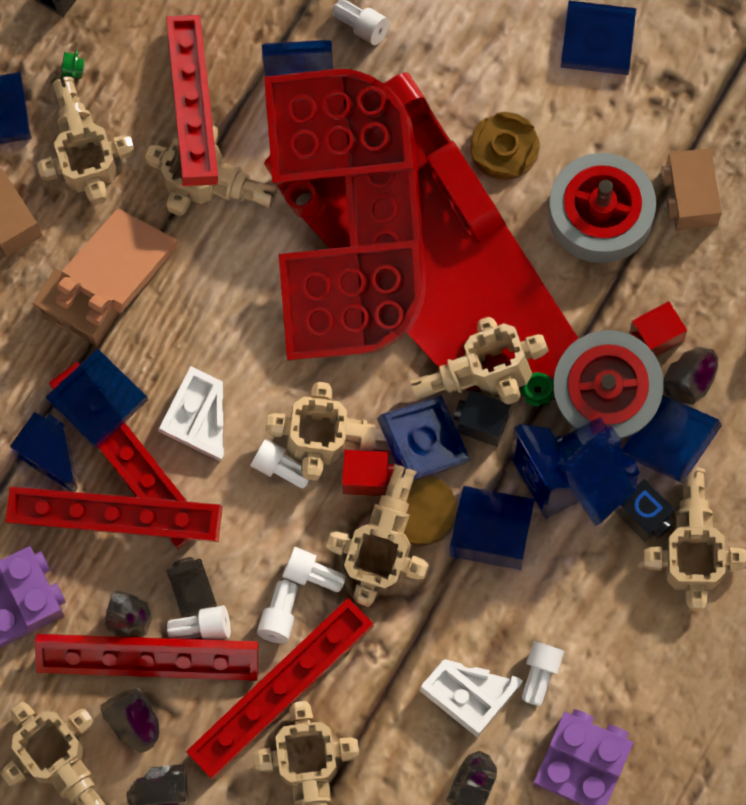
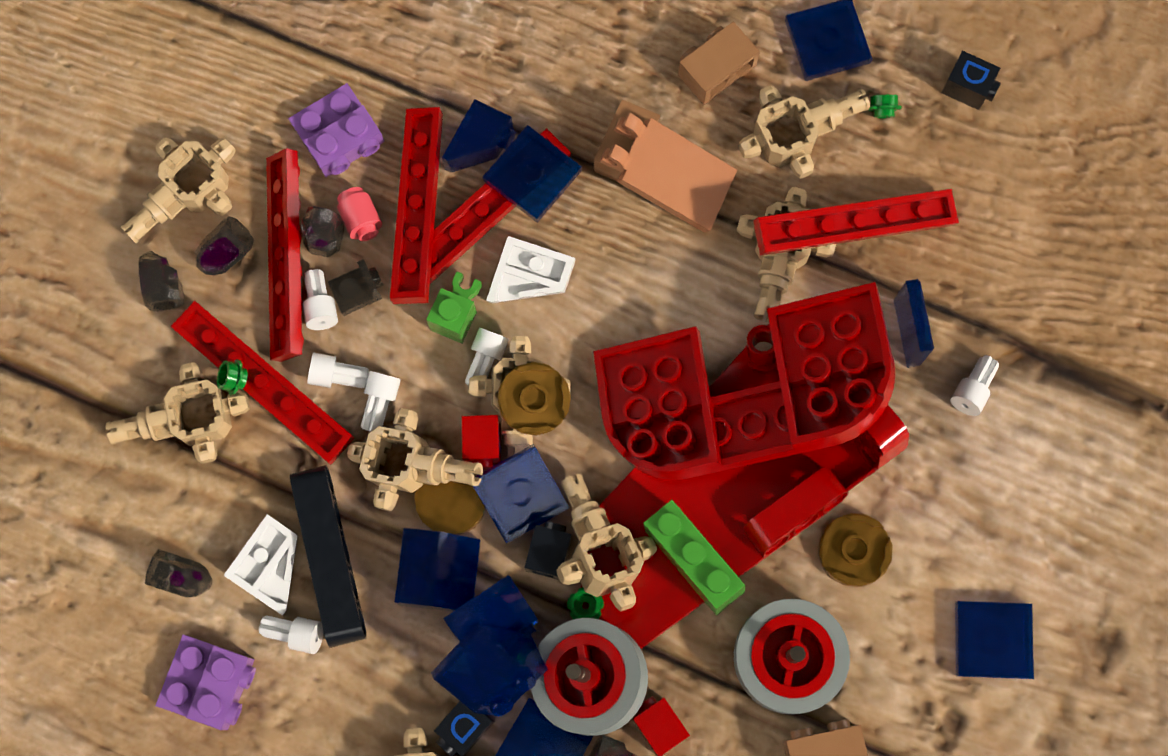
camera: 85 degrees right, 5 degrees up
(113, 576) = (358, 214): none -> coral brick
(230, 488) = (454, 310): none -> bright green brick
(275, 710) = (232, 376): none -> green plate
(333, 411) = (533, 399): none -> pearl gold tile
(466, 631) = (328, 556): none -> black beam
(503, 280) = (694, 557): none -> bright green brick

